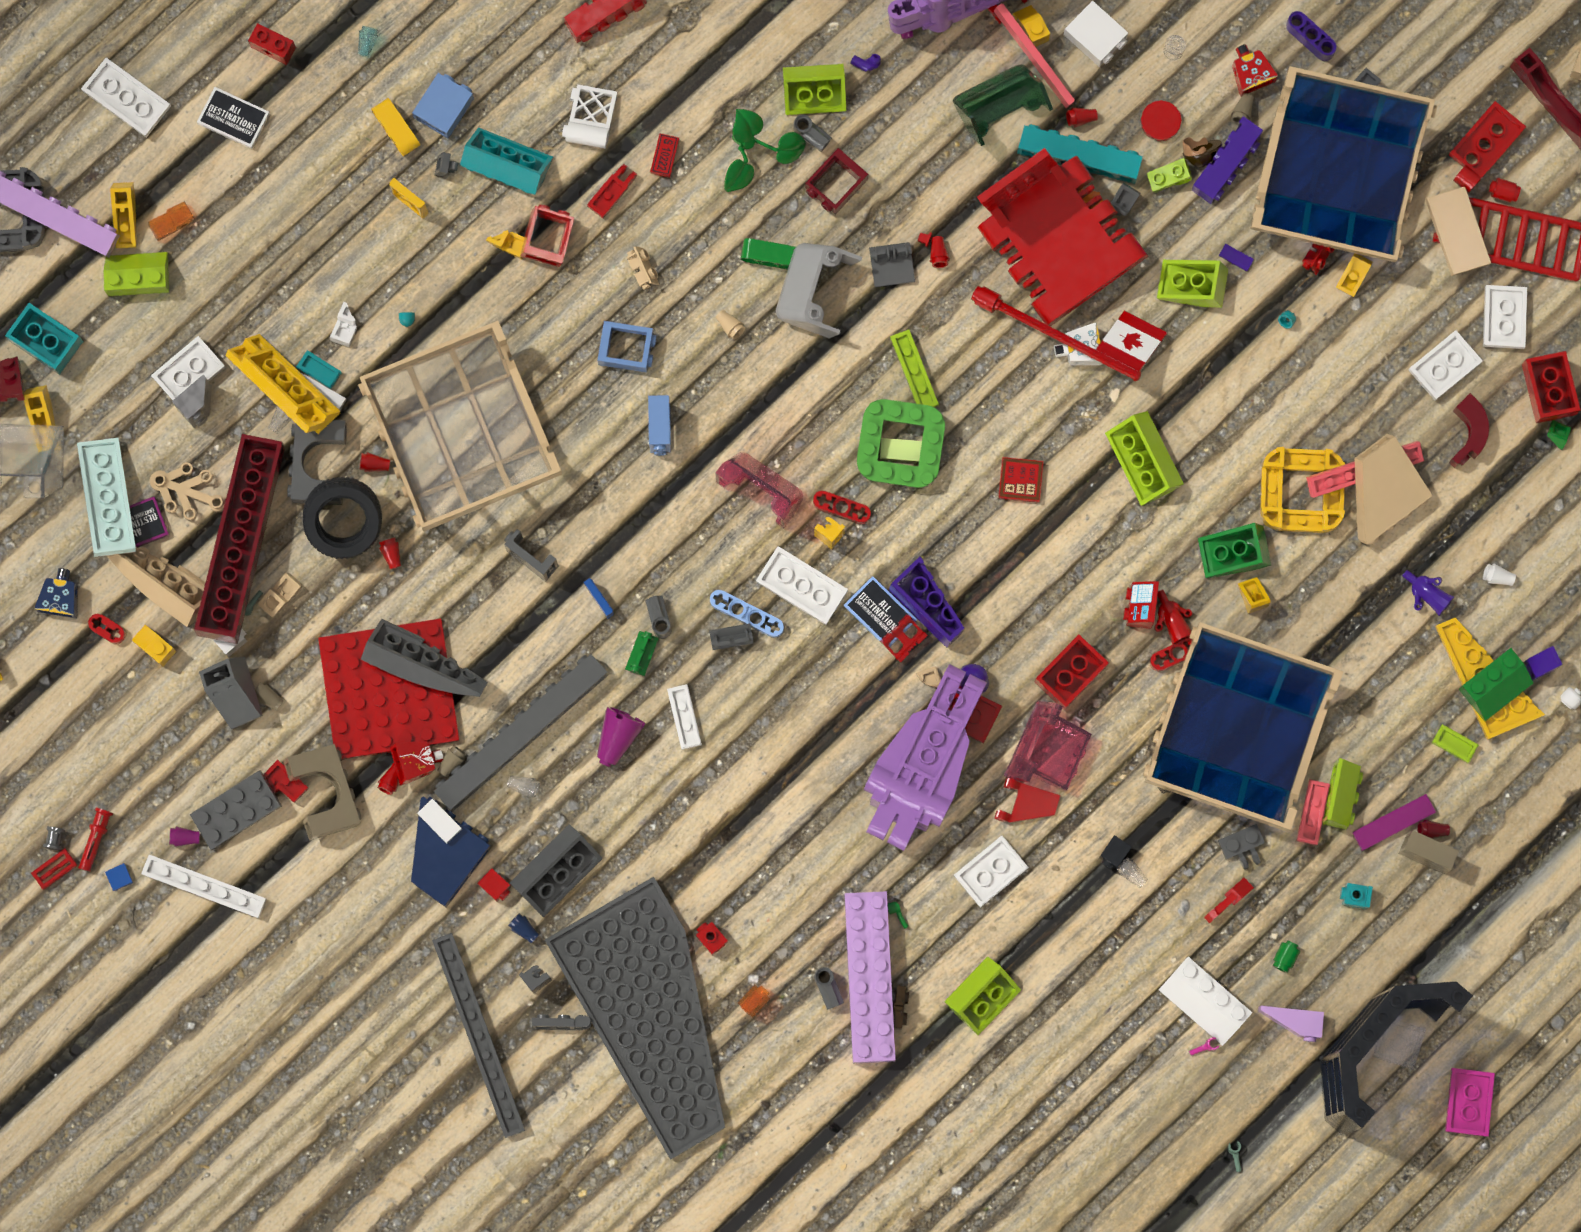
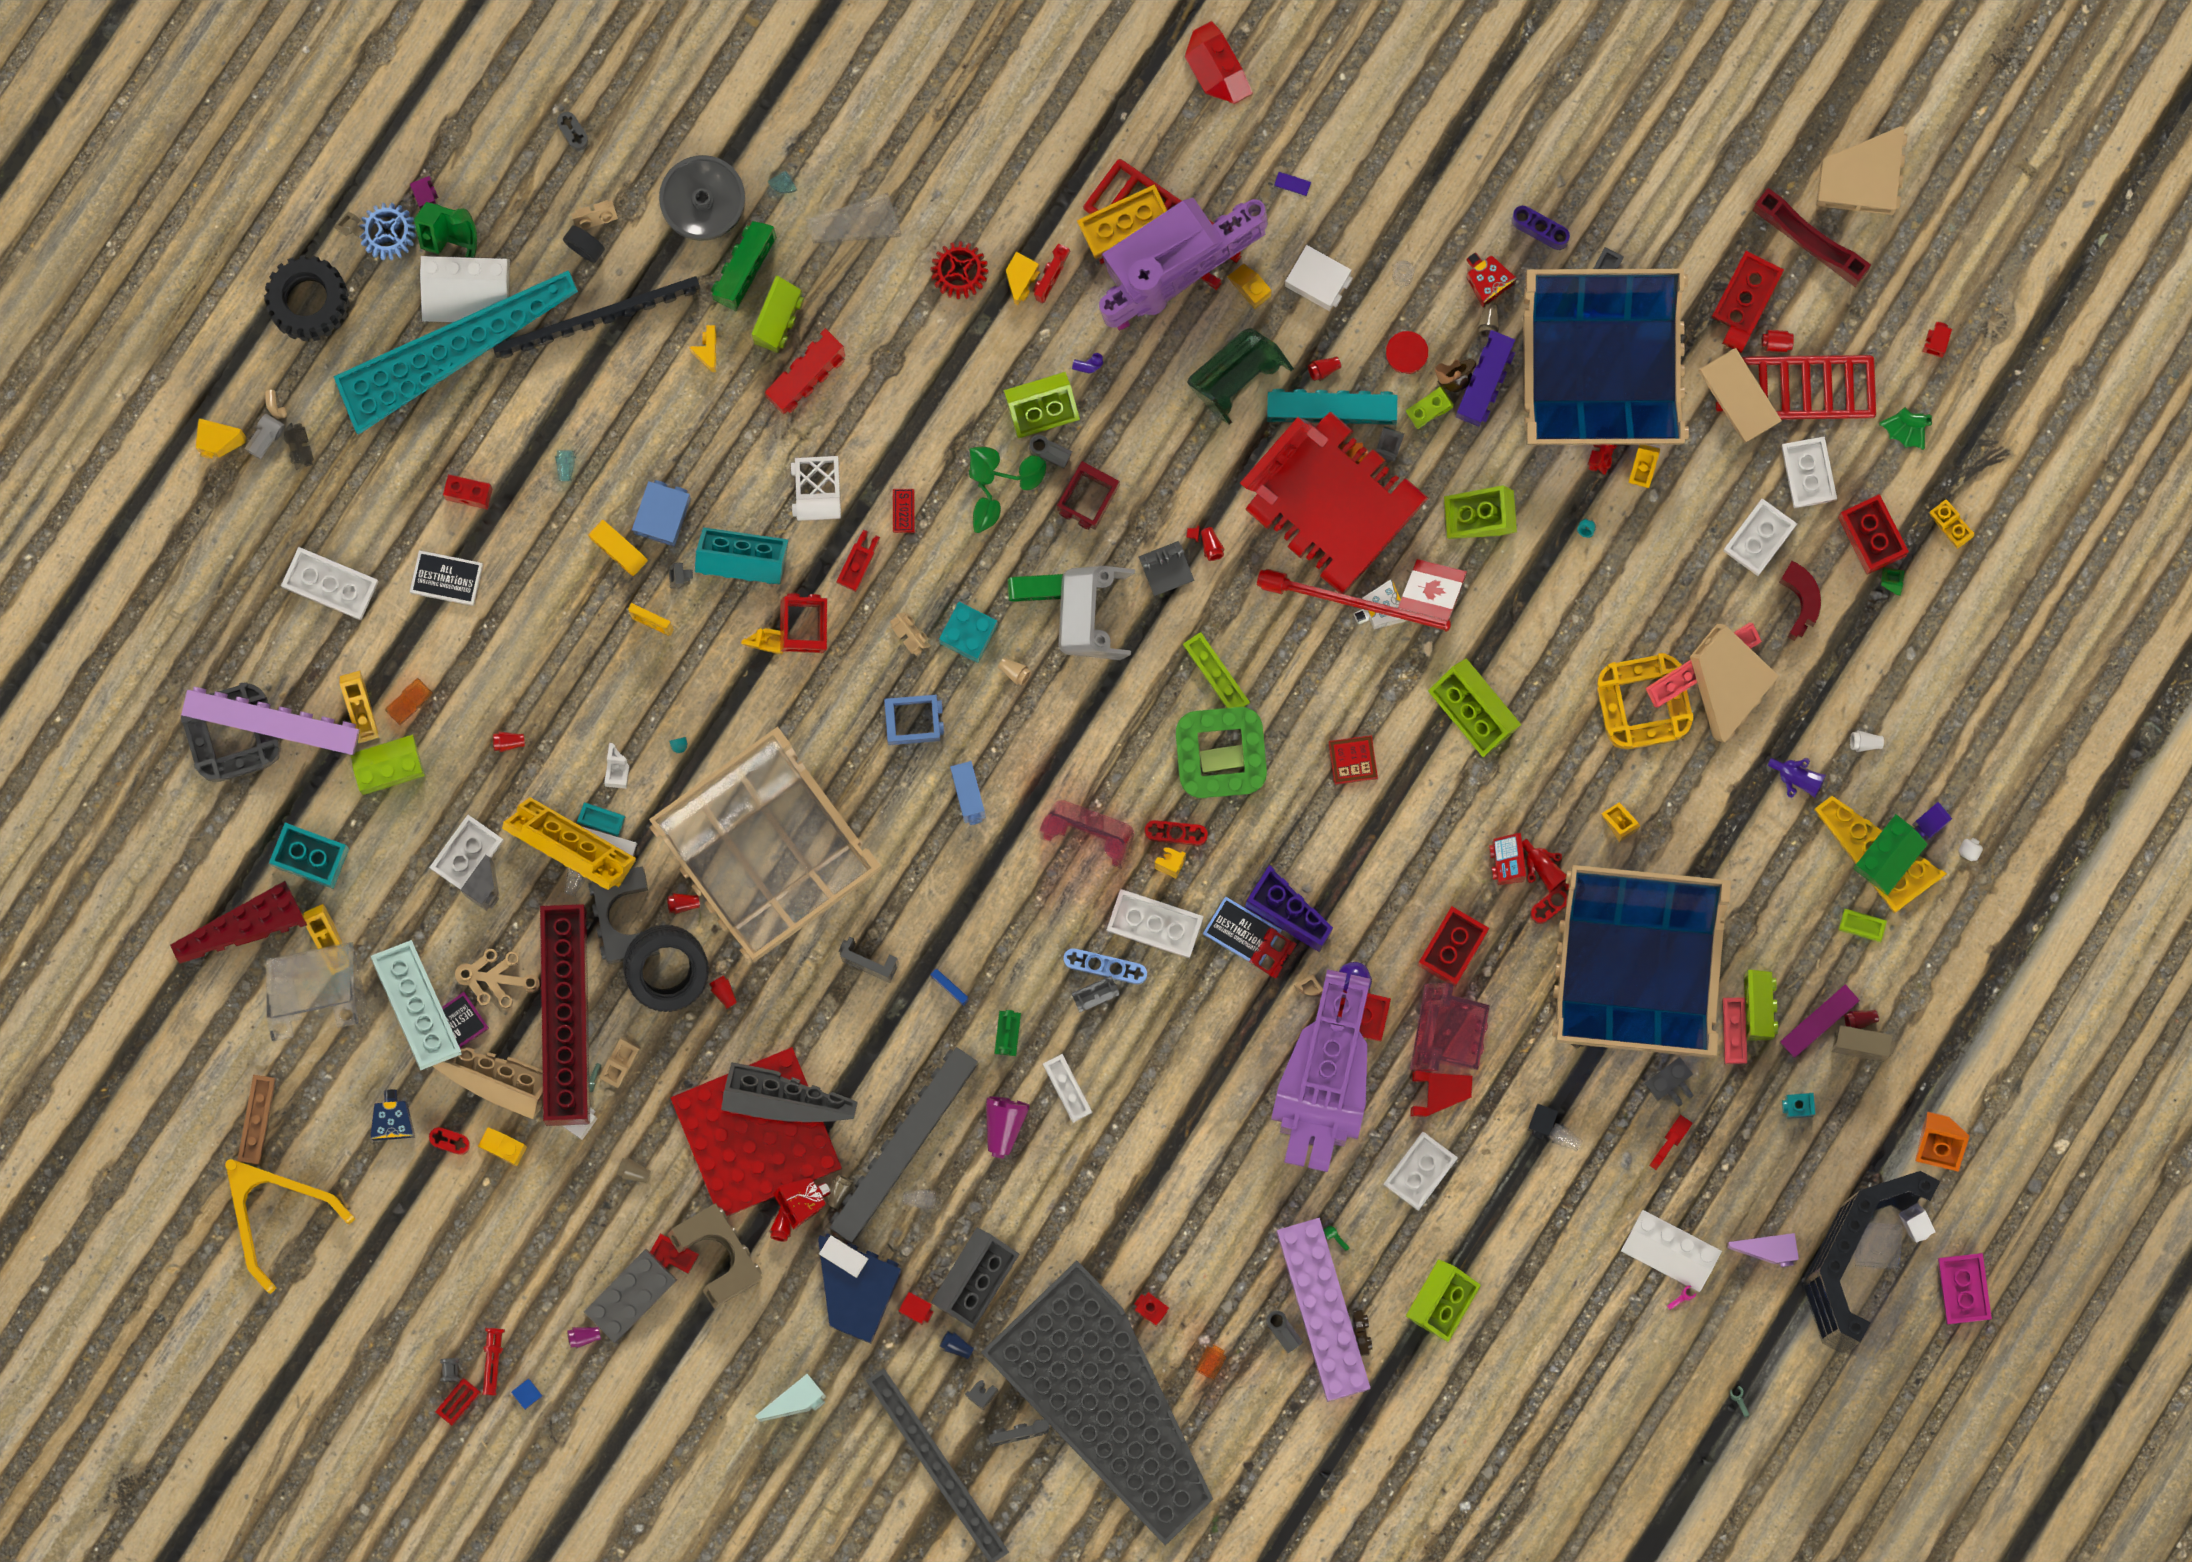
camera: 10 degrees left, 0 degrees up
(204, 886) = (617, 1382): white plate -> none
(232, 691) = (596, 1174): dark grey slope -> none
(251, 278) = (506, 741): none -> red cone
(364, 942) = (797, 1399): none -> light aqua slope
(658, 615) = (1015, 989): dark grey piece -> none
(696, 279) = (968, 632): none -> teal brick
(1034, 55) = (1260, 316): coral tile -> none
(1234, 551) = (1590, 781): green slope -> none
(1236, 257) = (1518, 476): dark purple window -> none
(1286, 956) = (1742, 1185): green brick -> none
(1440, 1030) = (1917, 1223): none -> white brick
(1481, 961) = (1941, 1142): none -> orange slope

